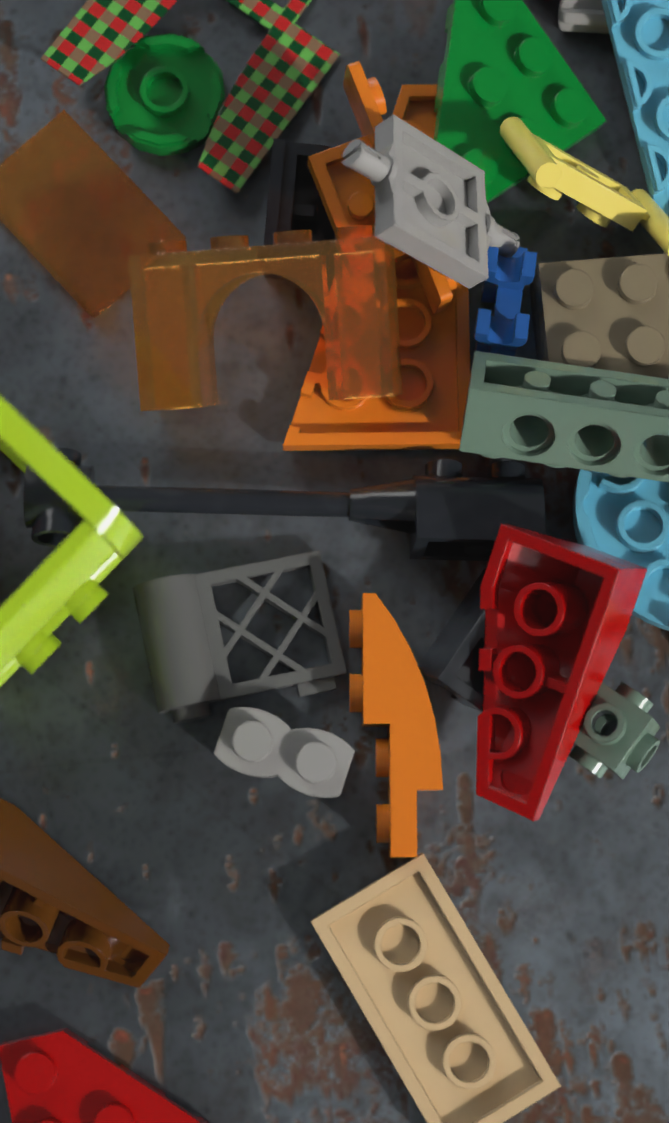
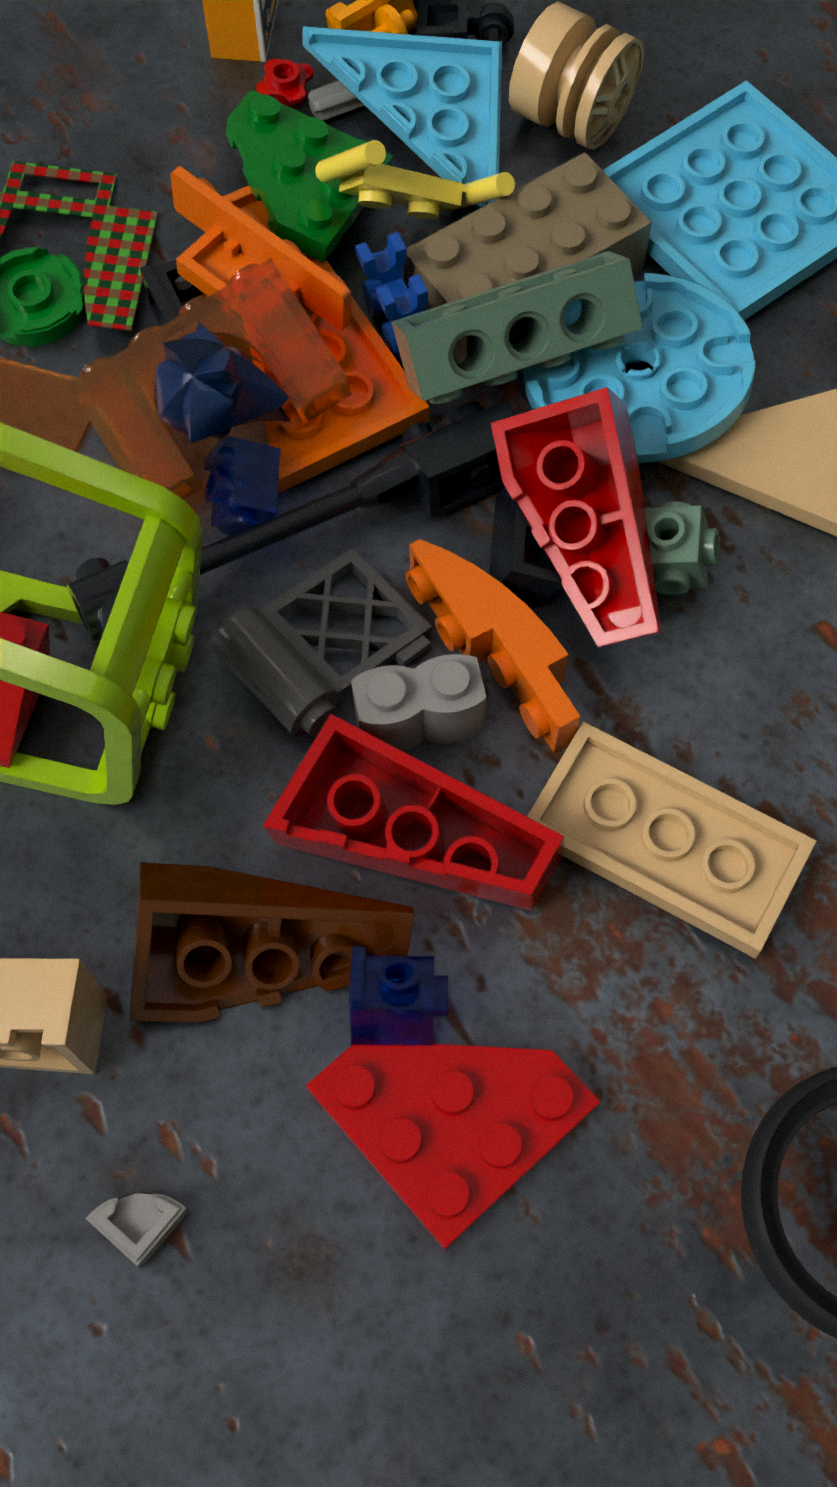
camera: 25 degrees left, 15 degrees down
(89, 1028) = (395, 999): none -> clear blue brick
(213, 868) = (406, 819): none -> red wedge
(245, 439) = (241, 483): none -> clear blue brick
(258, 339) = (213, 387): none -> dark blue hair
(430, 202) = (292, 225): light grey plate -> none

